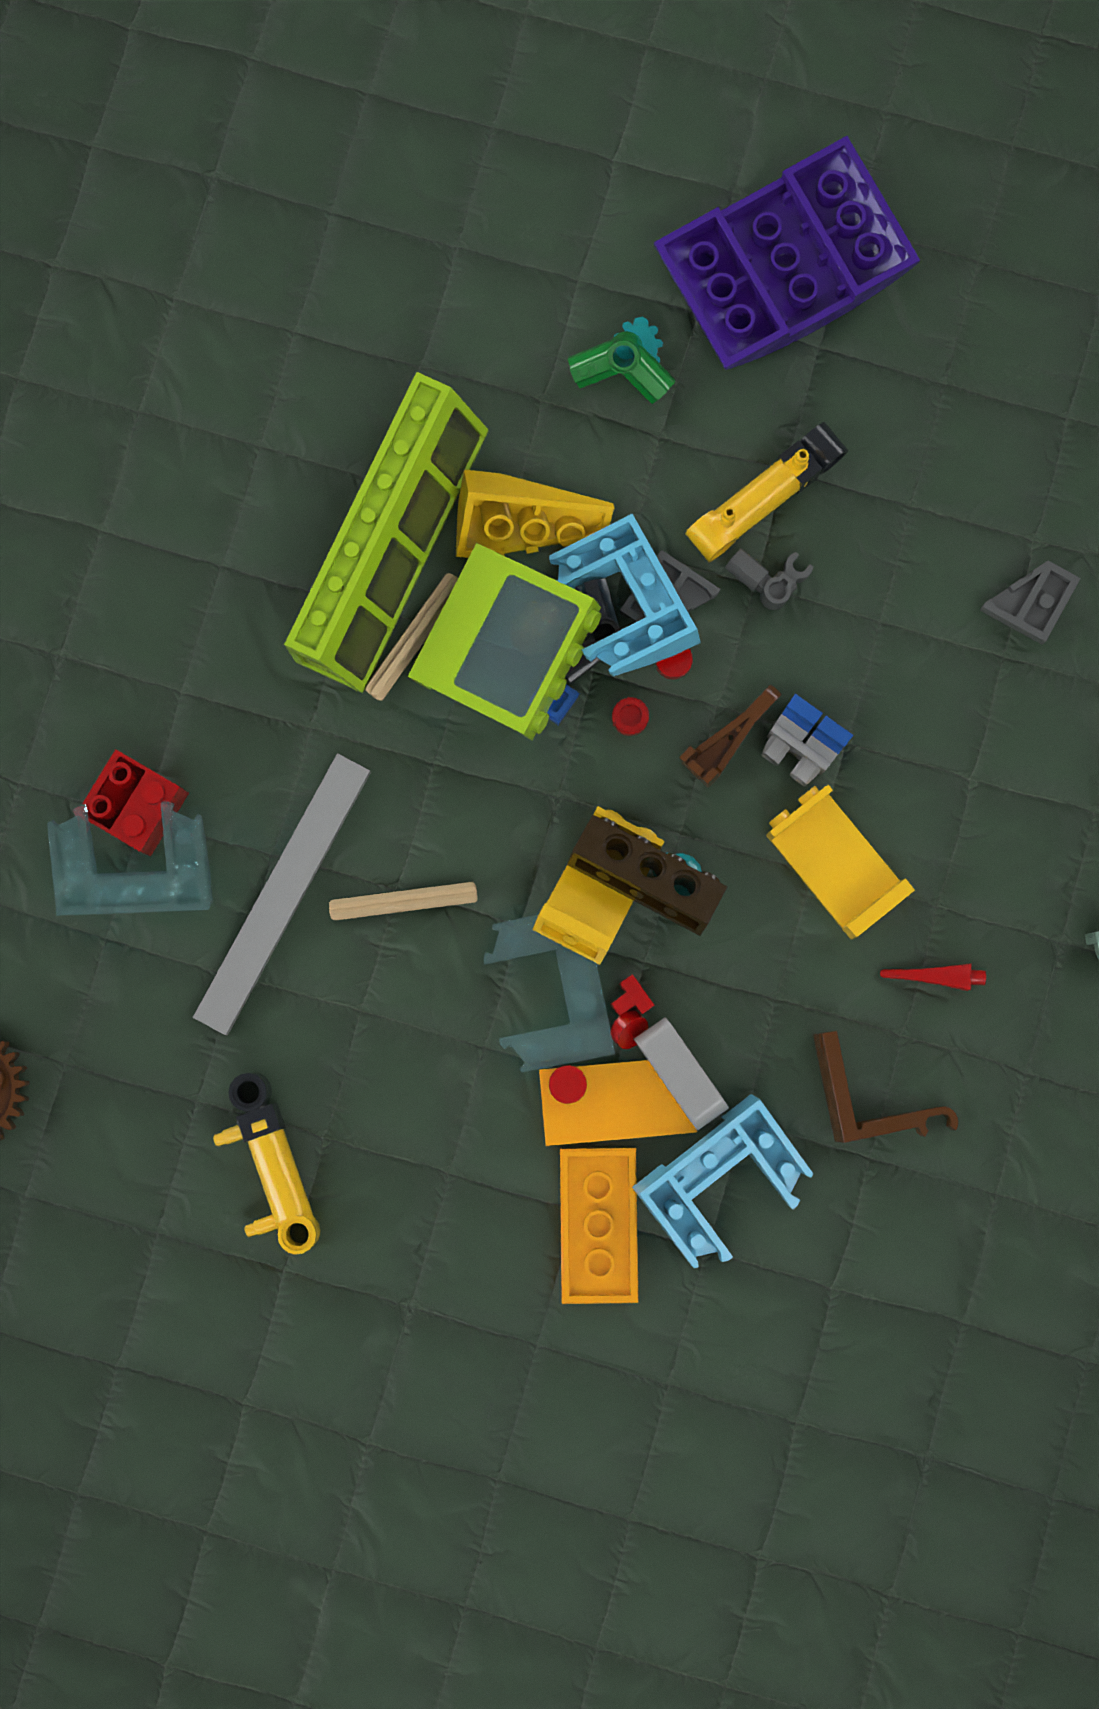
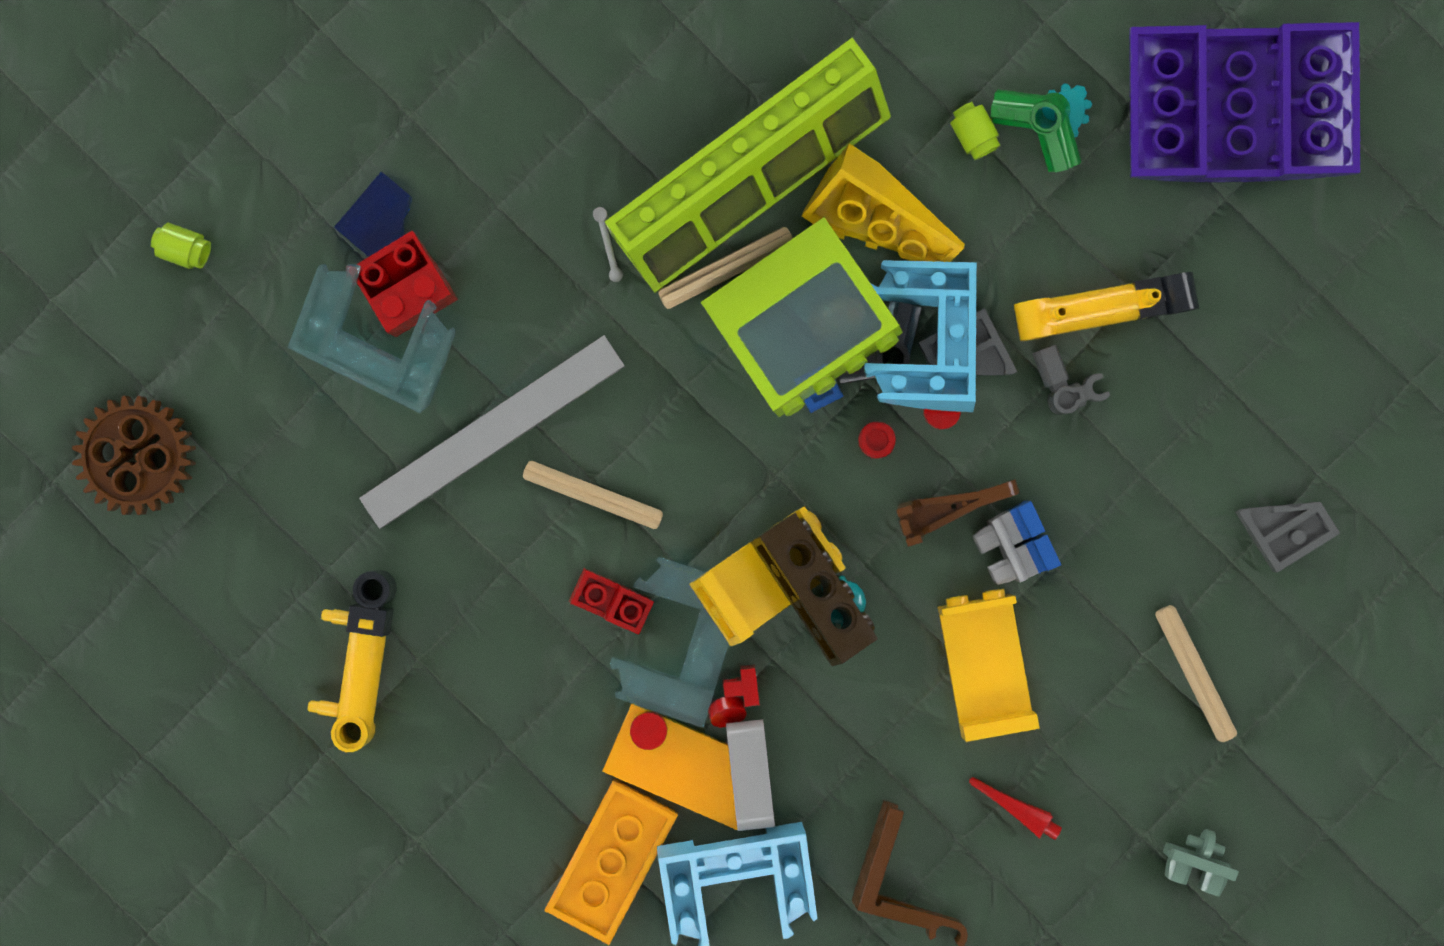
camera: 30 degrees right, 5 degrees up
(75, 757) = (376, 216): none -> clear blue wing
(278, 652) = (601, 215): none -> light grey hinge
(471, 987) = (611, 601): none -> red slope
(568, 402) = (975, 130): none -> lime brick
(1026, 769) = (1196, 673): none -> tan axle

